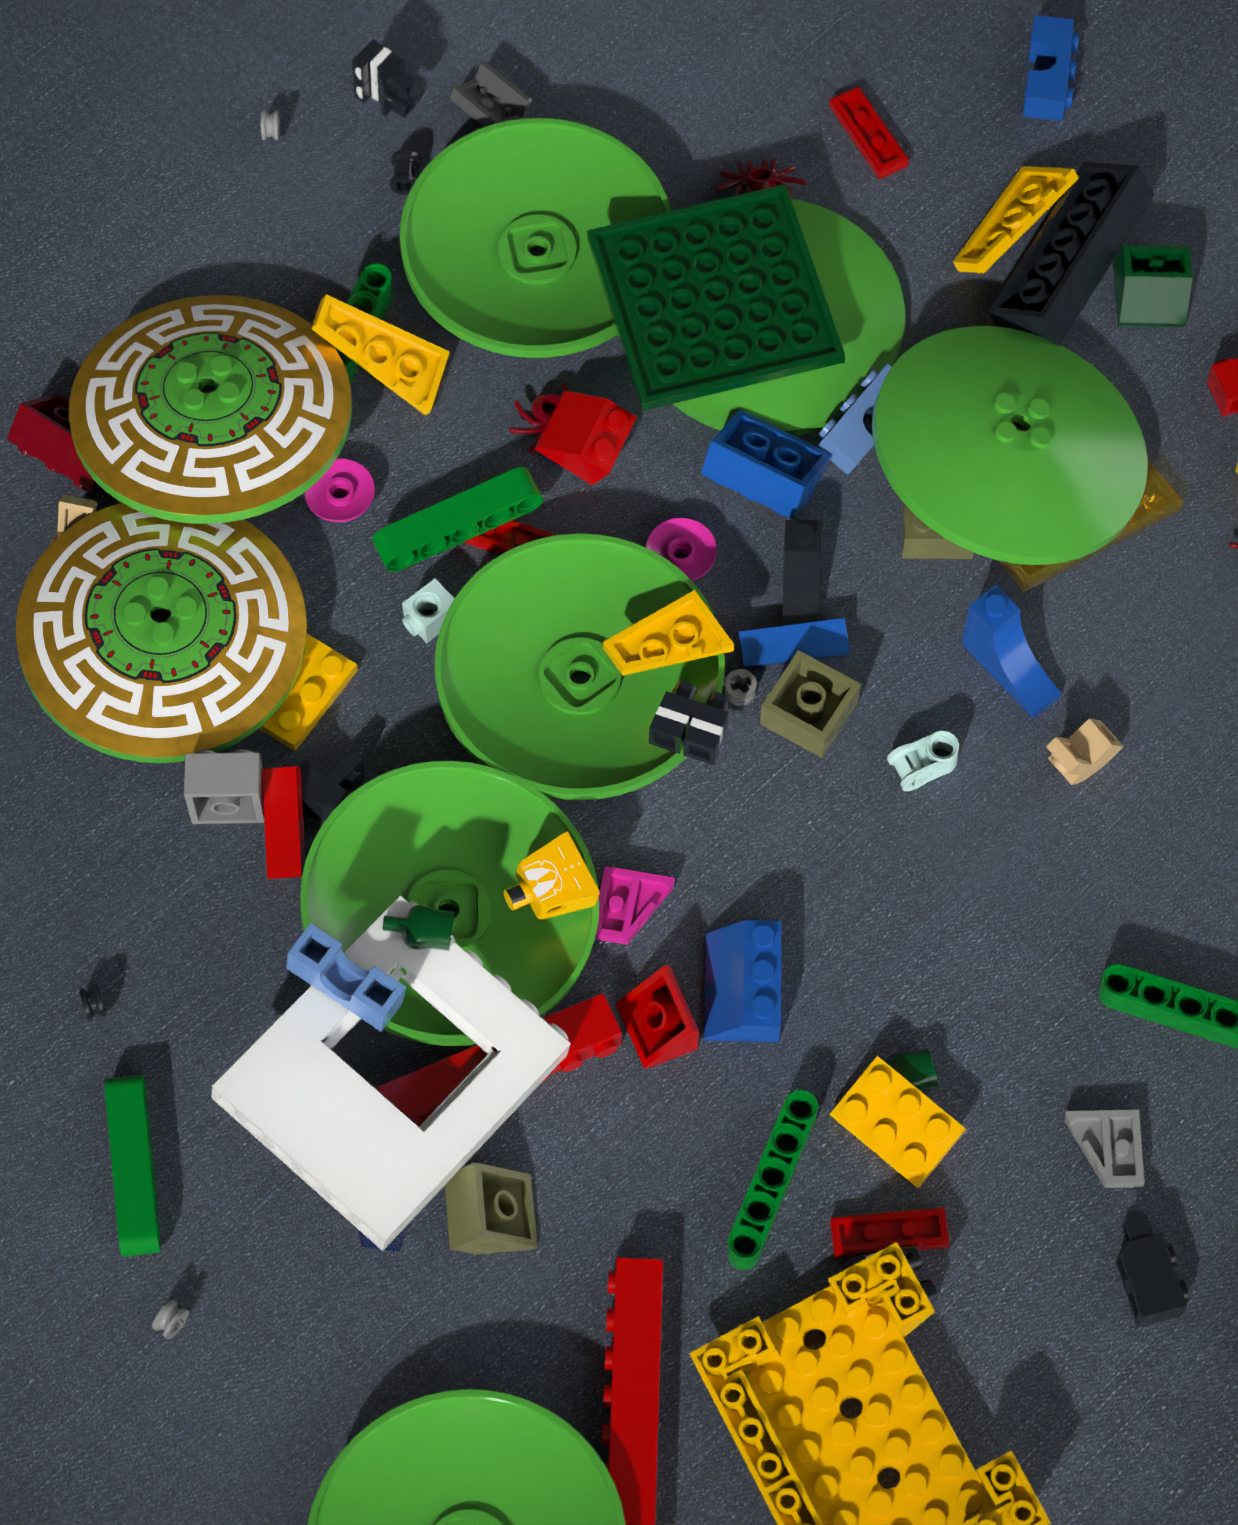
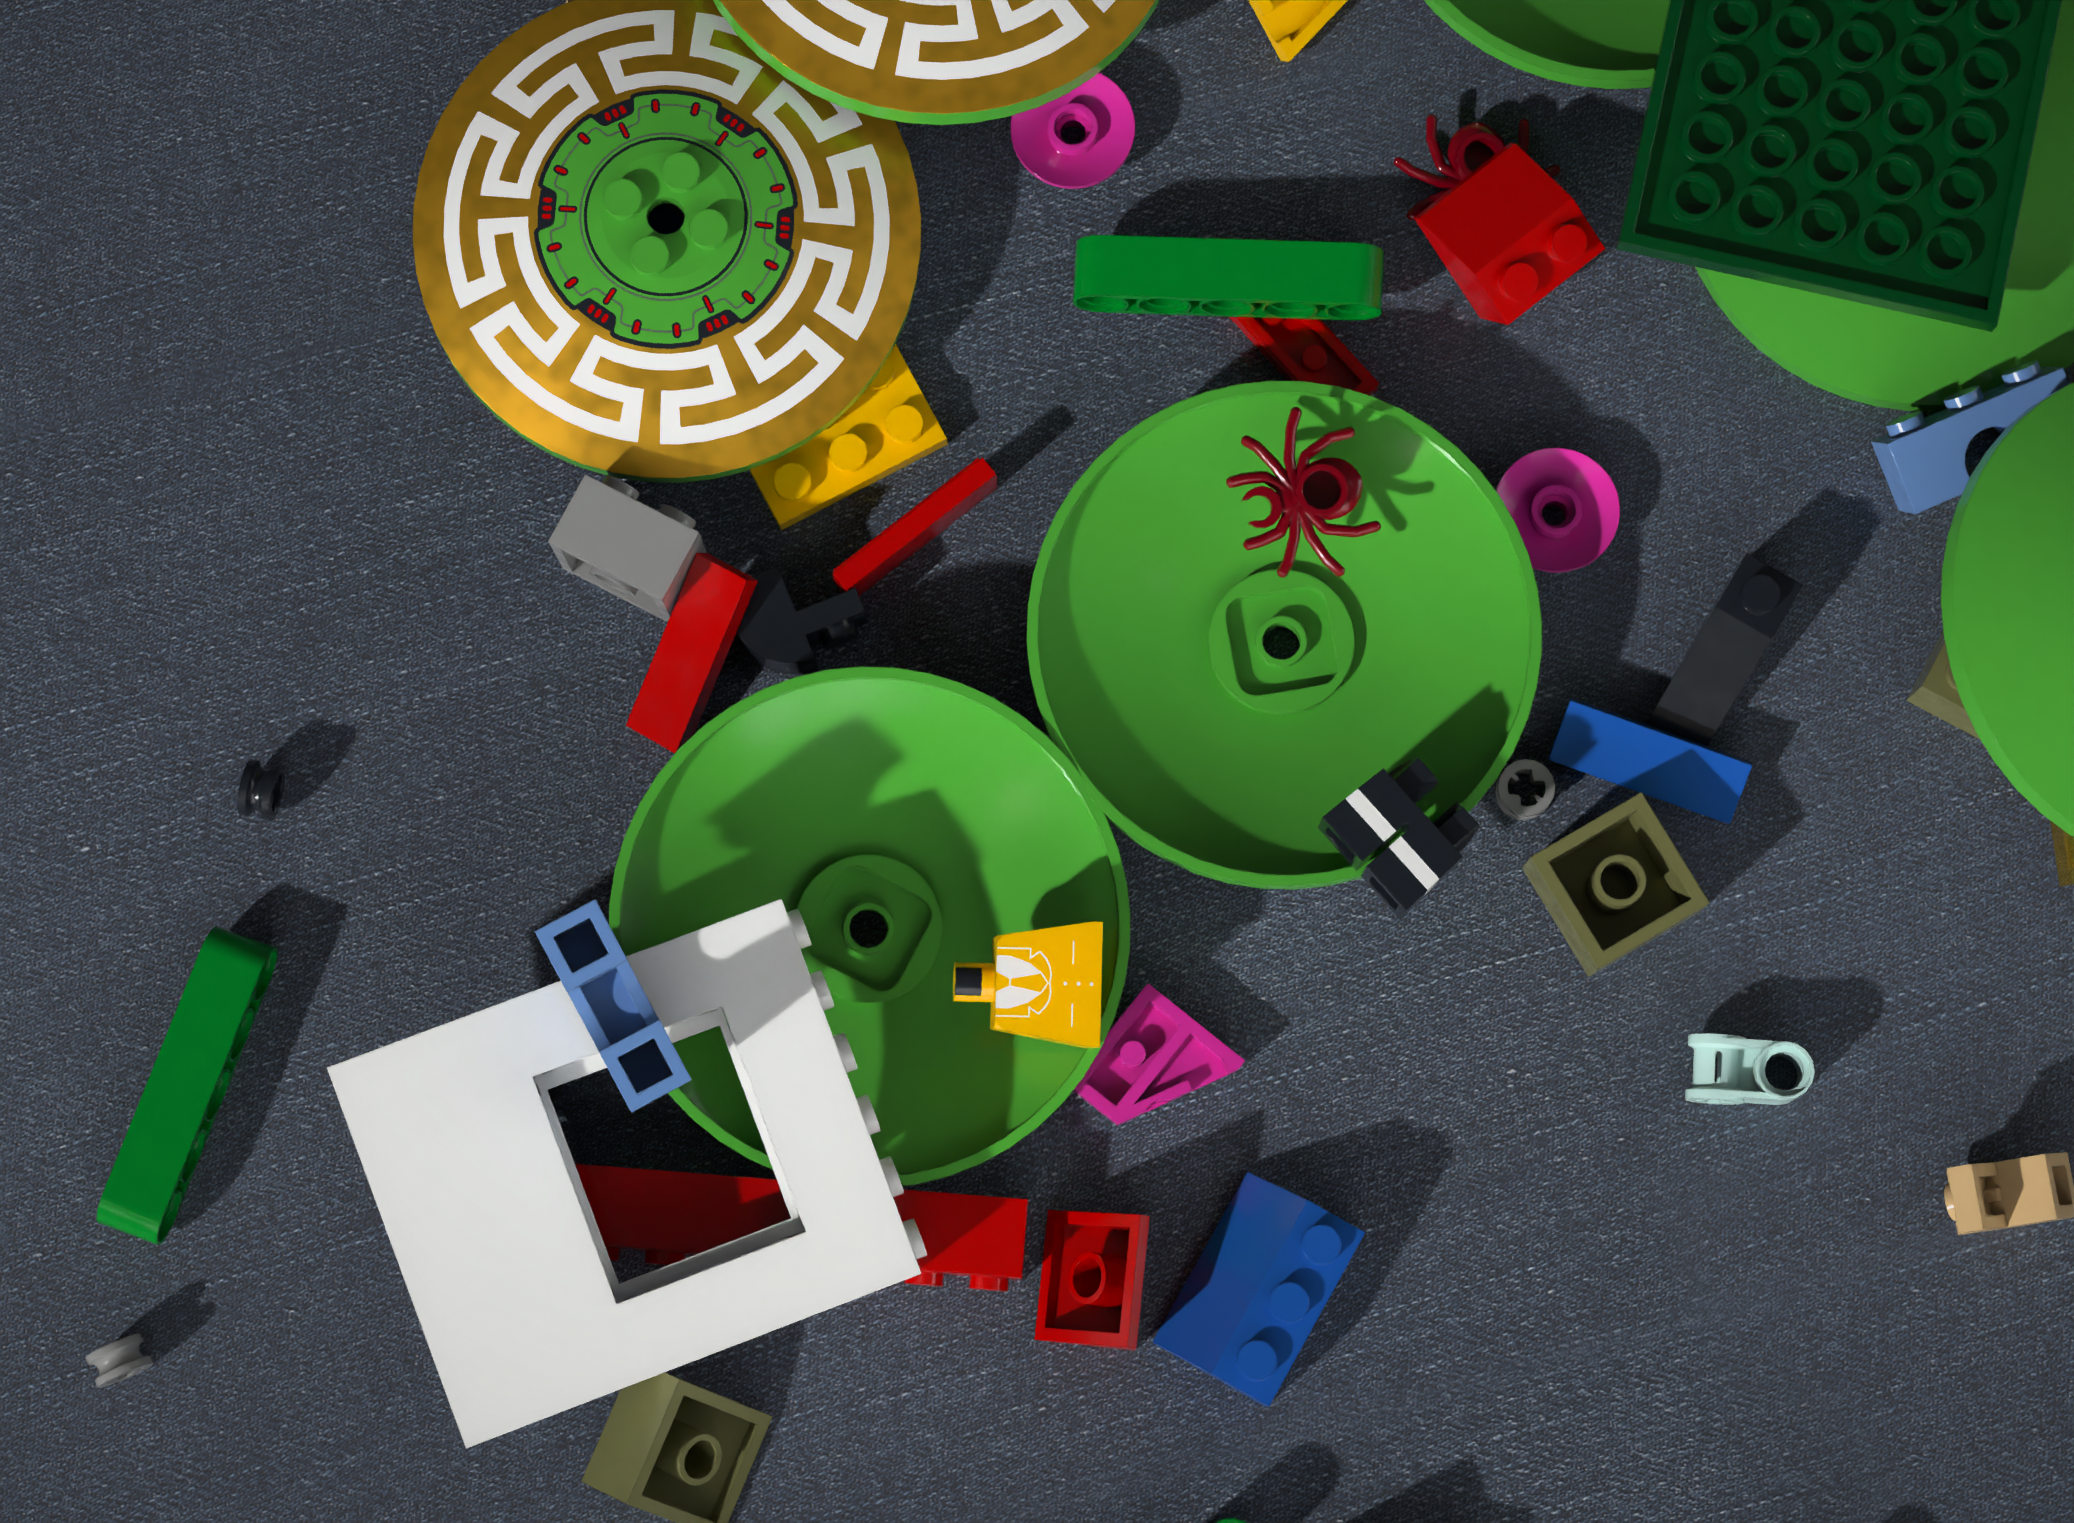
camera: 30 degrees right, 15 degrees up
(366, 709) = (916, 528): none -> red tile
(423, 927) = (785, 975): dark green piece -> none
(430, 597) = (1119, 385): light aqua brick -> none
(554, 592) = (1304, 495): none -> dark red animal
(669, 637) = (1444, 668): yellow wing -> none
(765, 464) = (1772, 431): blue slope -> none
(998, 643) = (1977, 944): blue arch -> none

